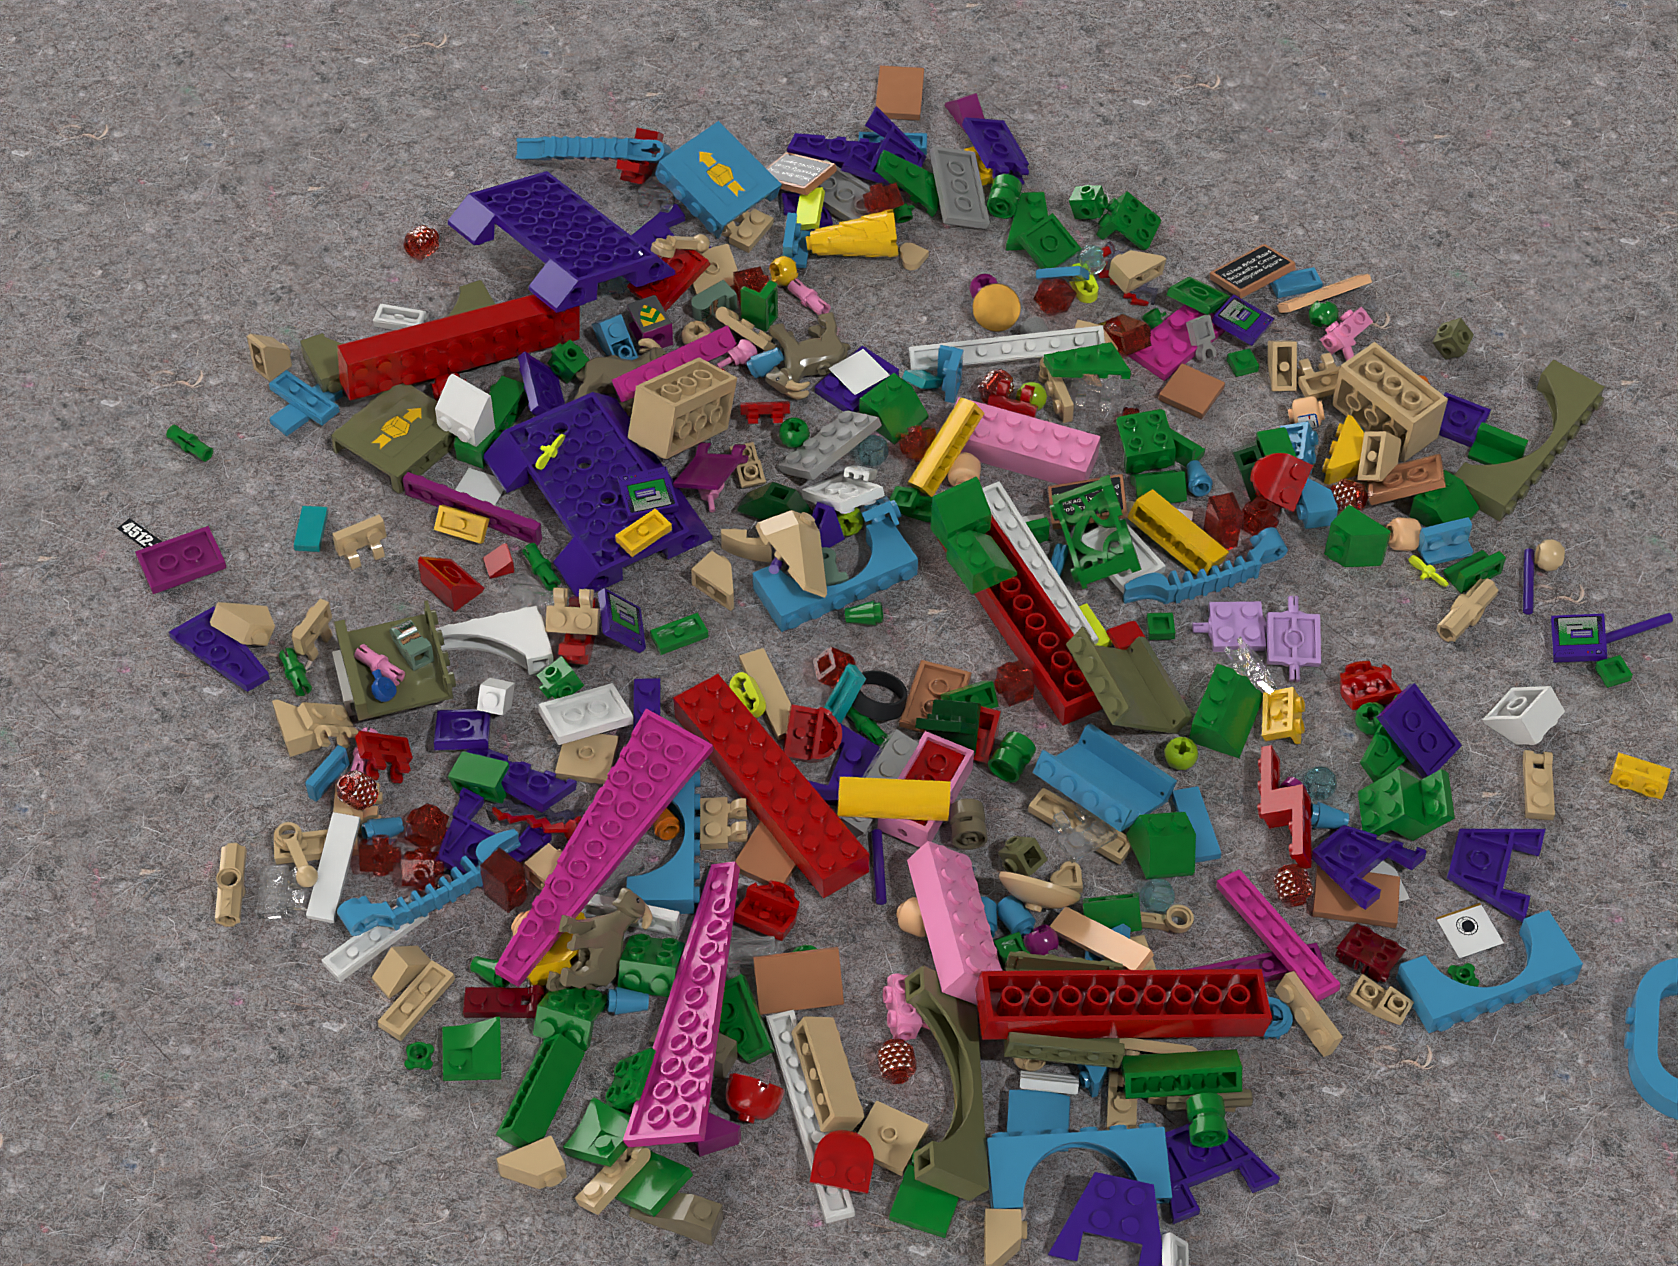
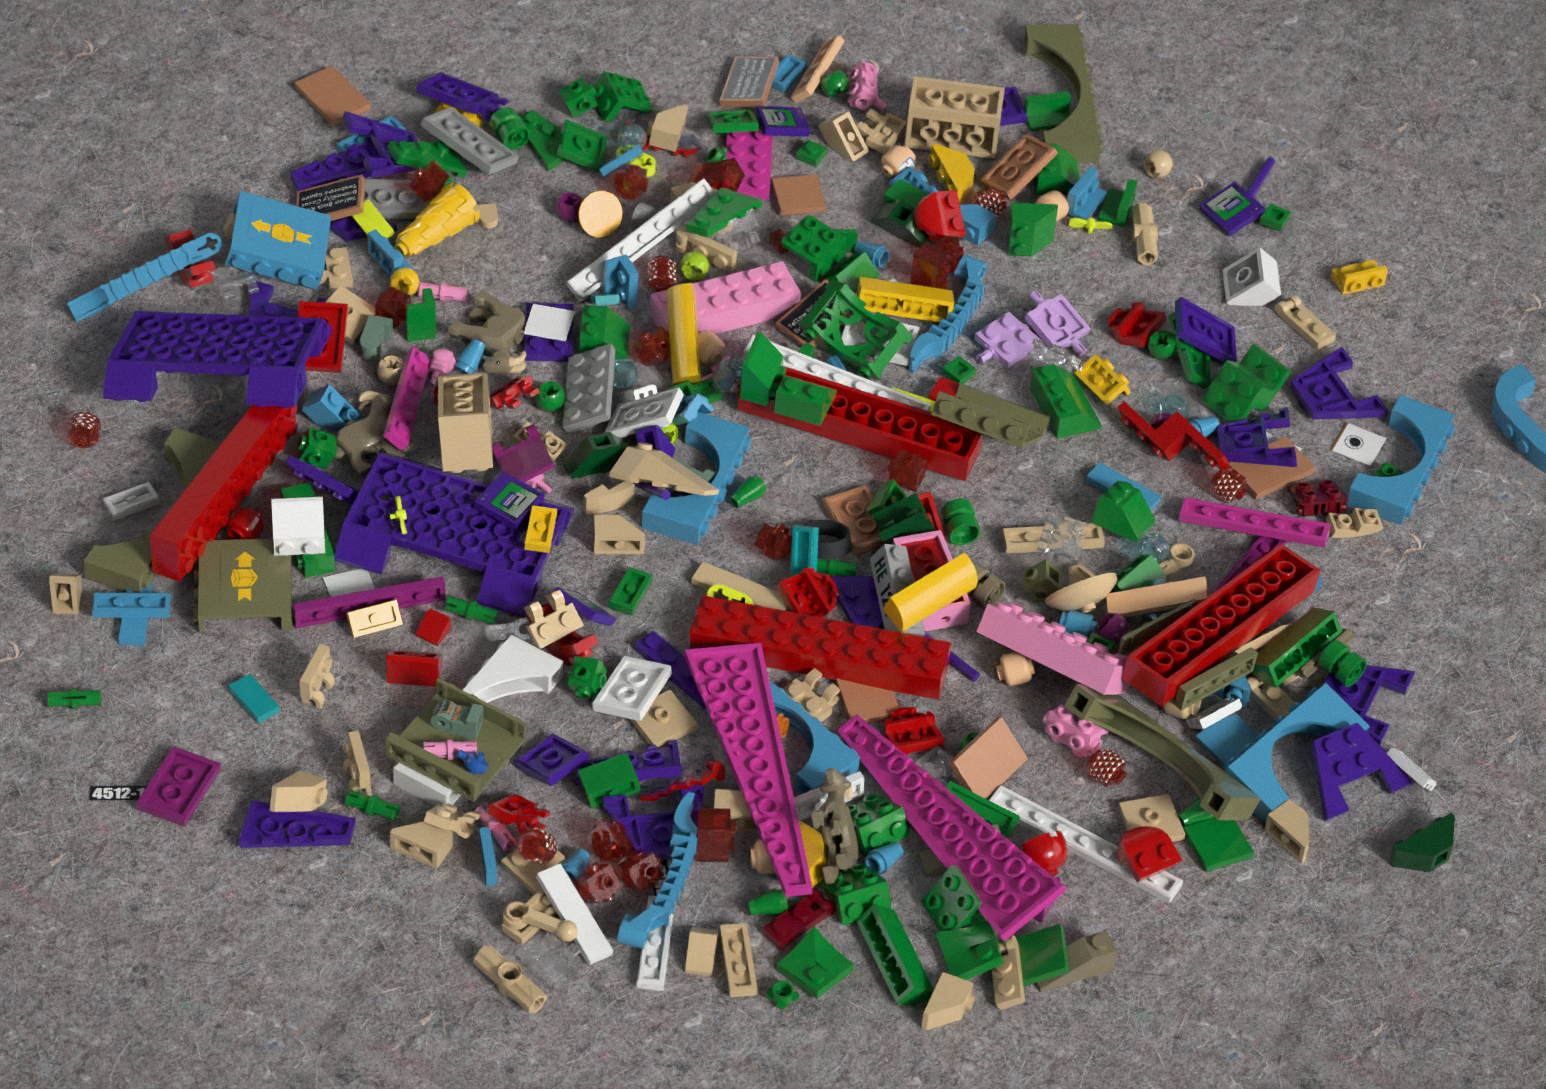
camera: 45 degrees left, 5 degrees down
(495, 696) = (553, 719): white brick -> none
(650, 321) = (349, 379): piece -> none
(667, 246) = (315, 305): tan piece -> none
(745, 328) = (425, 342): tan plate -> none
(827, 1074) = (1073, 806): tan brick -> none
(964, 107) = (401, 80): magenta slope -> none
(1022, 407) = (700, 267): red plate -> none
(1106, 778) = (1042, 490): dark azure panel -> none
(1184, 746) = (1066, 447): lime piece -> none
(1200, 334) = (769, 146): light grey plate -> none
(1308, 1014) = (1328, 559): tan plate -> none
(1378, 455) = (984, 161): tan slope -> none
(1453, 338) = (941, 49): olive brick -> none
(1528, 582) = (1160, 191): dark purple bar -> none

